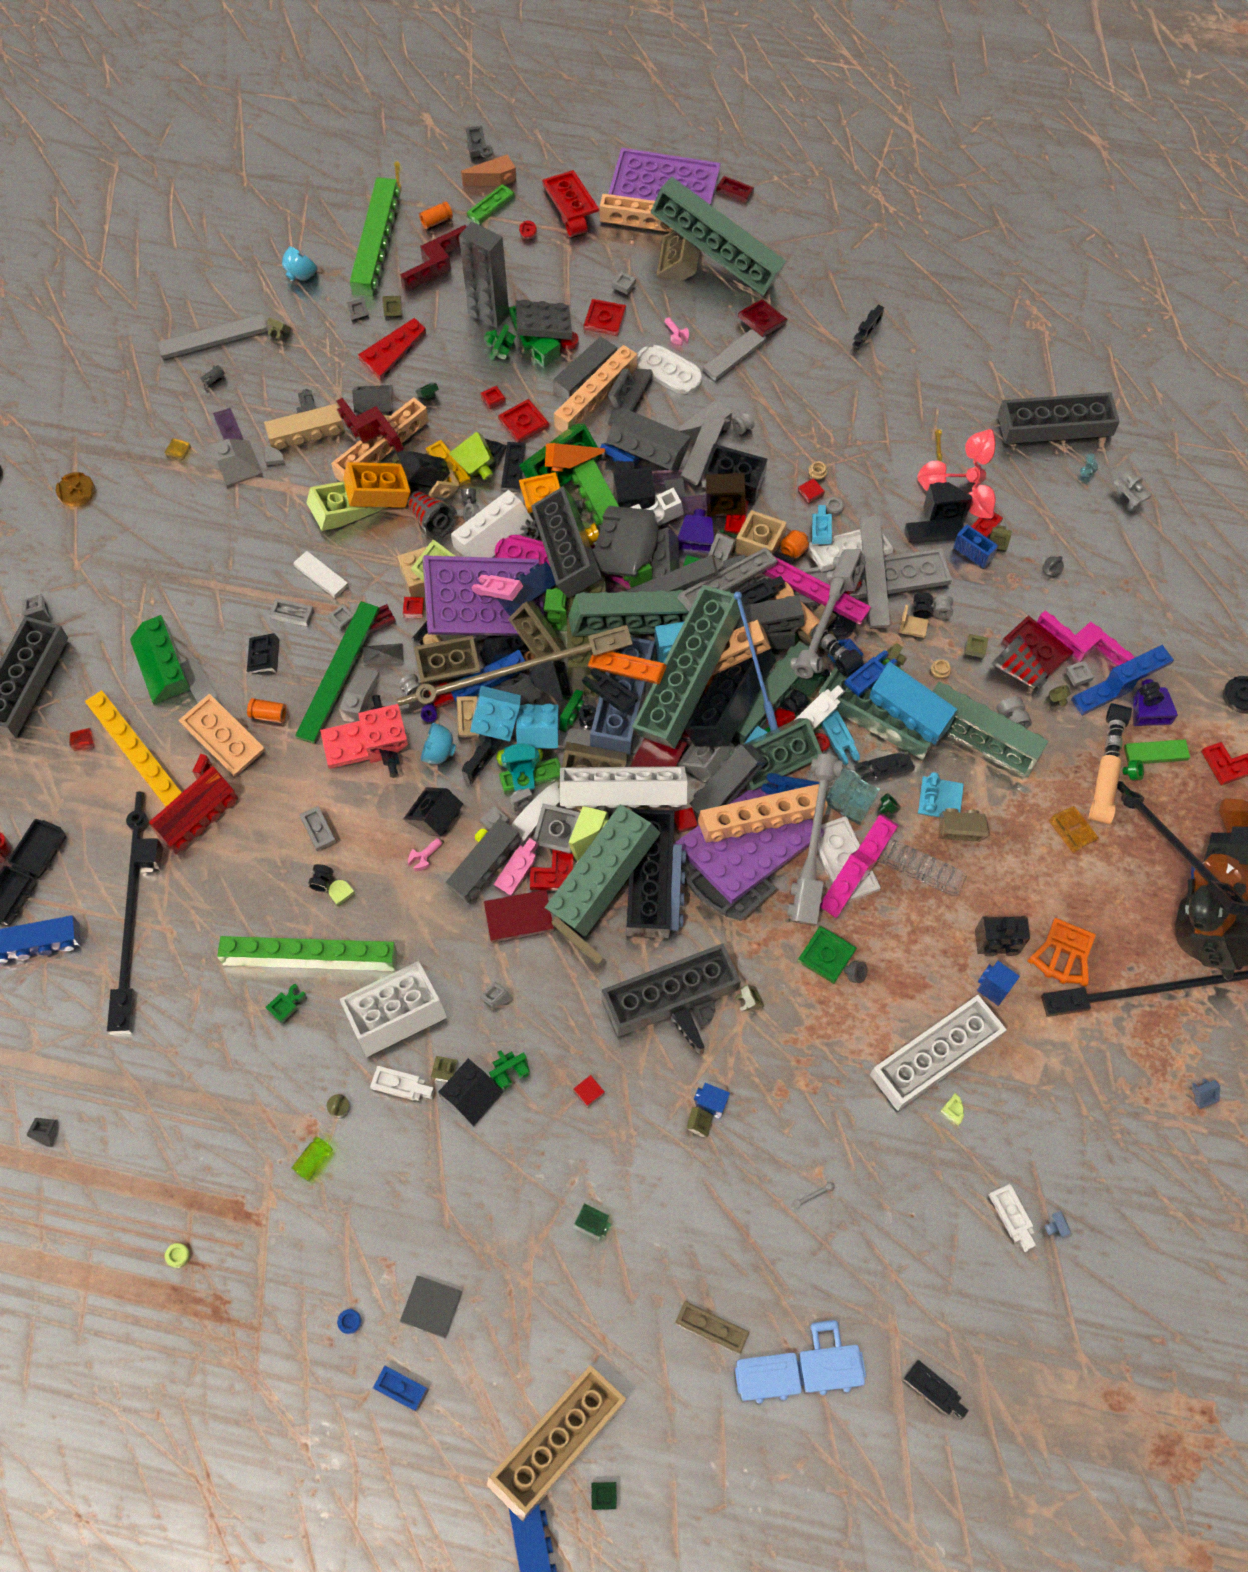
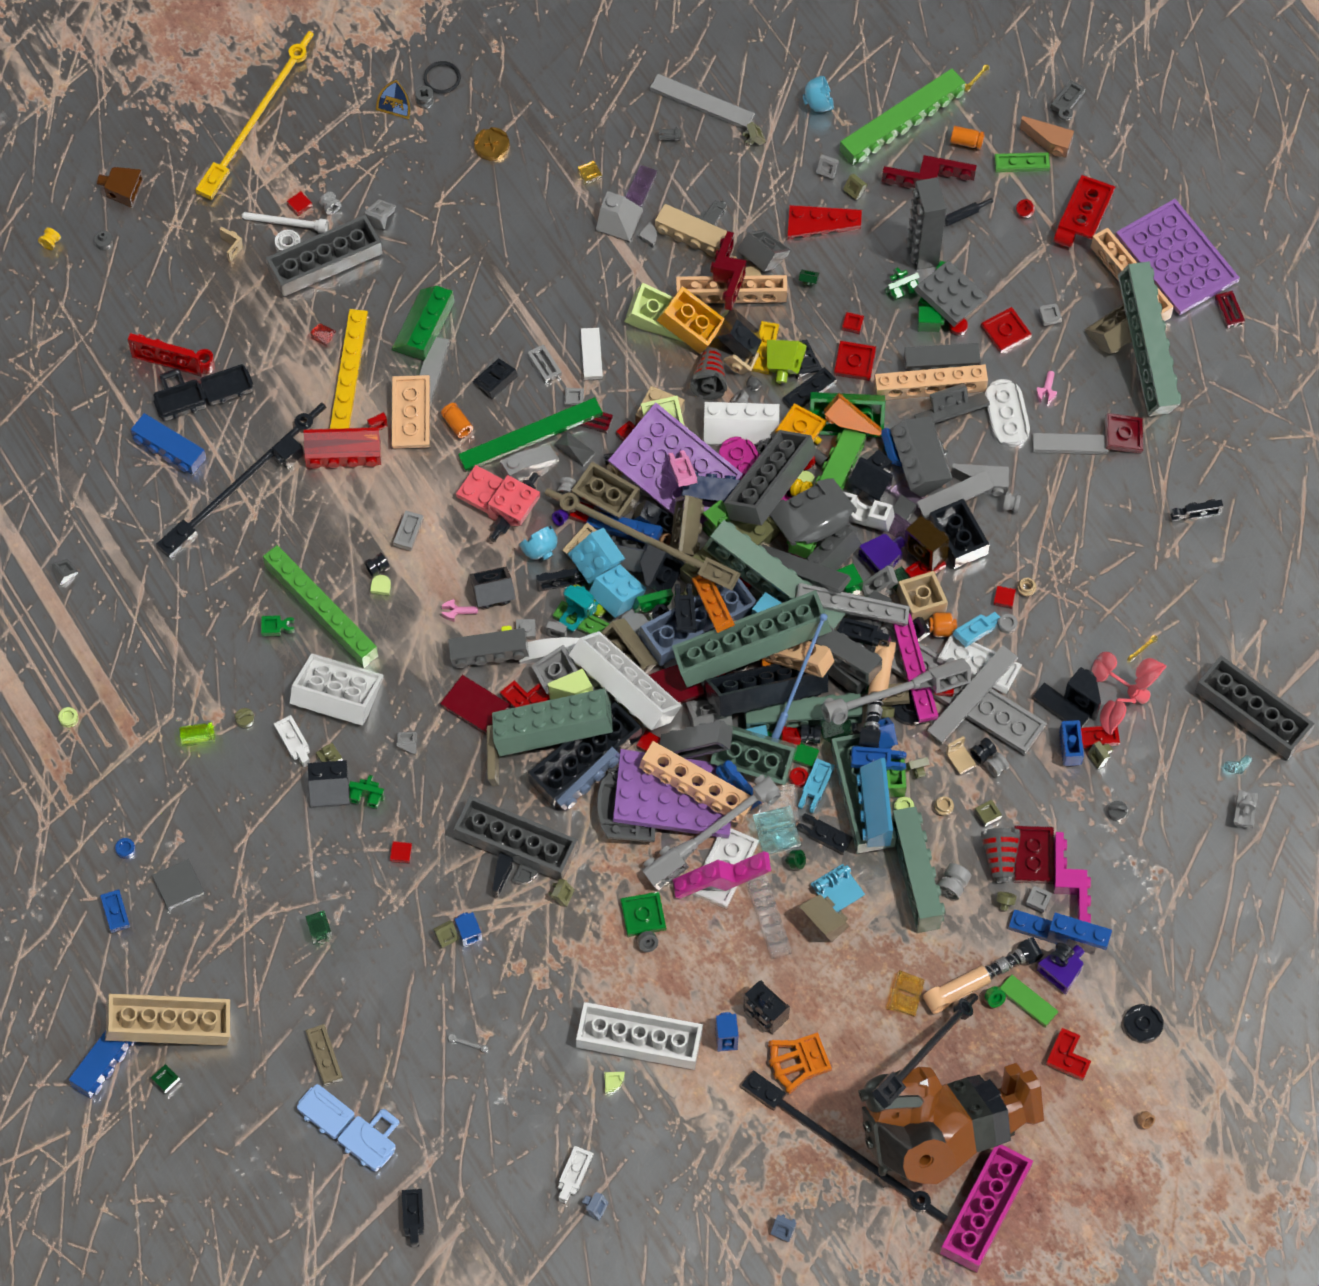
camera: 45 degrees right, 0 degrees up
(517, 868) = (505, 673): bright pink hinge -> none
(822, 706) = (818, 752): white hinge -> none

